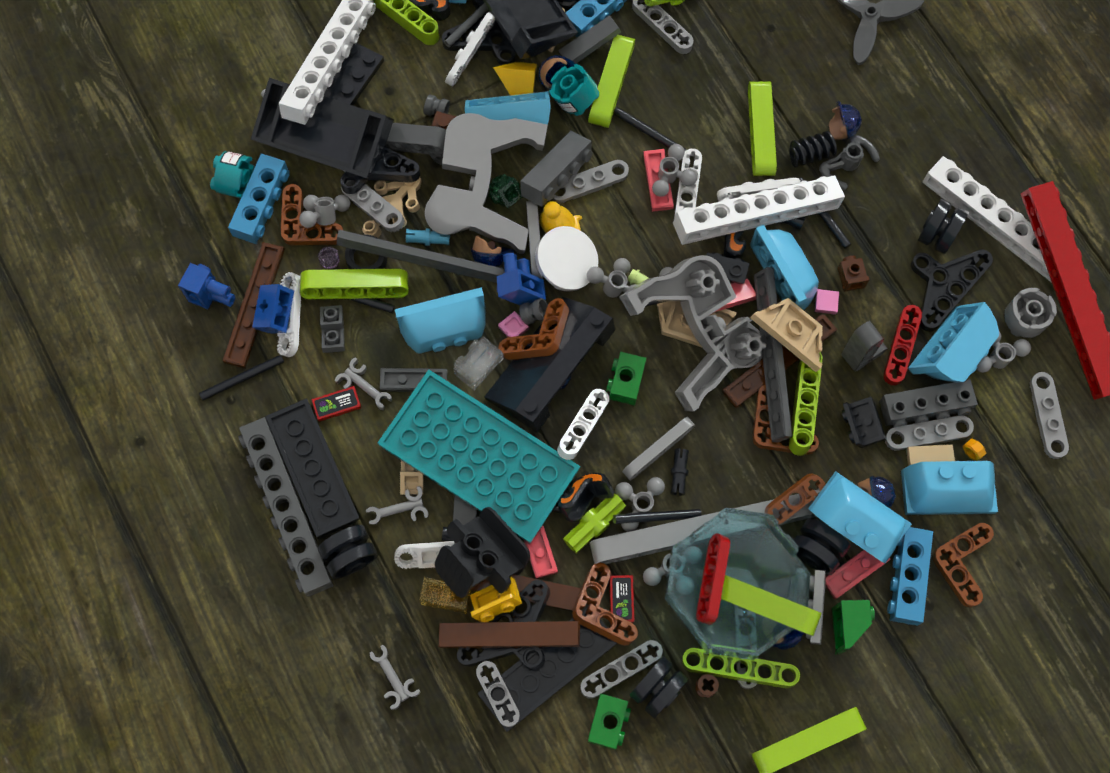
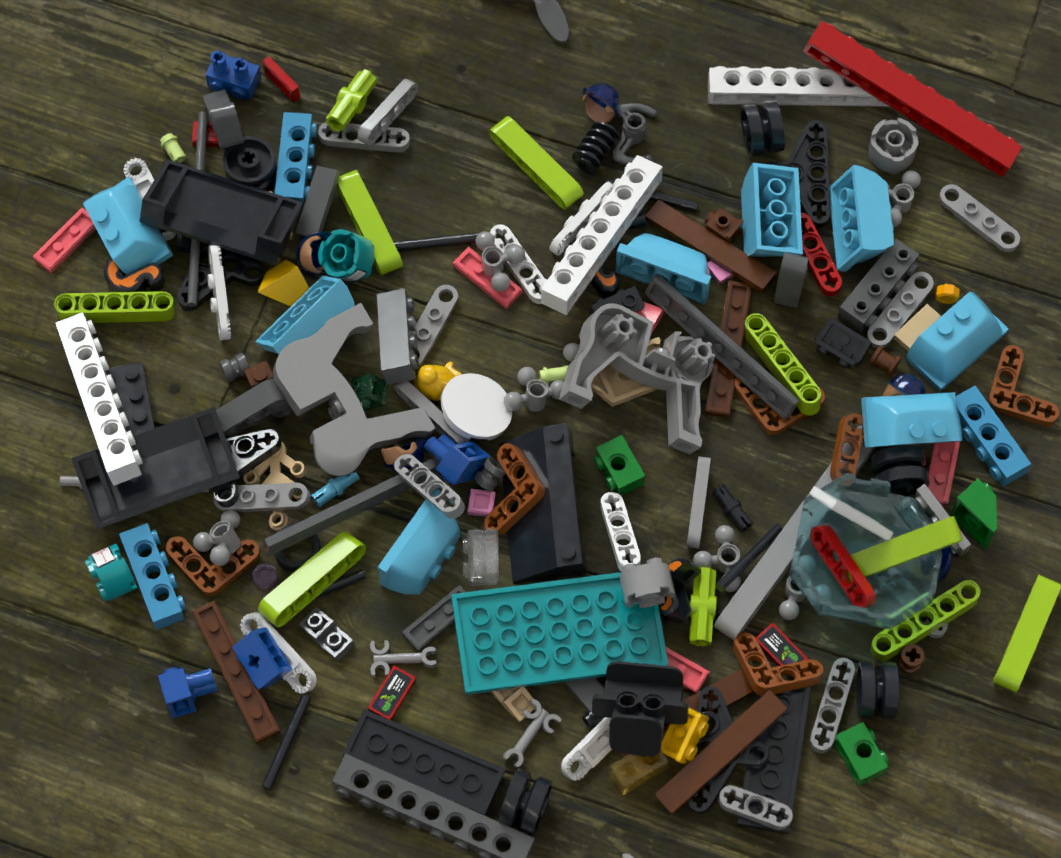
camera: 40 degrees left, 5 degrees down
(477, 283) = (426, 488): none -> light grey beam
(560, 473) = (646, 583): none -> light grey brick
(711, 15) = (387, 112): none -> light grey beam
(749, 547) = (851, 513): none -> white tile
(793, 330) = (723, 312): tan wing -> none
(831, 279) = (711, 245): none -> reddish brown tile
(884, 459) = (885, 360): none -> reddish brown bush
(896, 289) = (771, 211): none -> medium azure windscreen

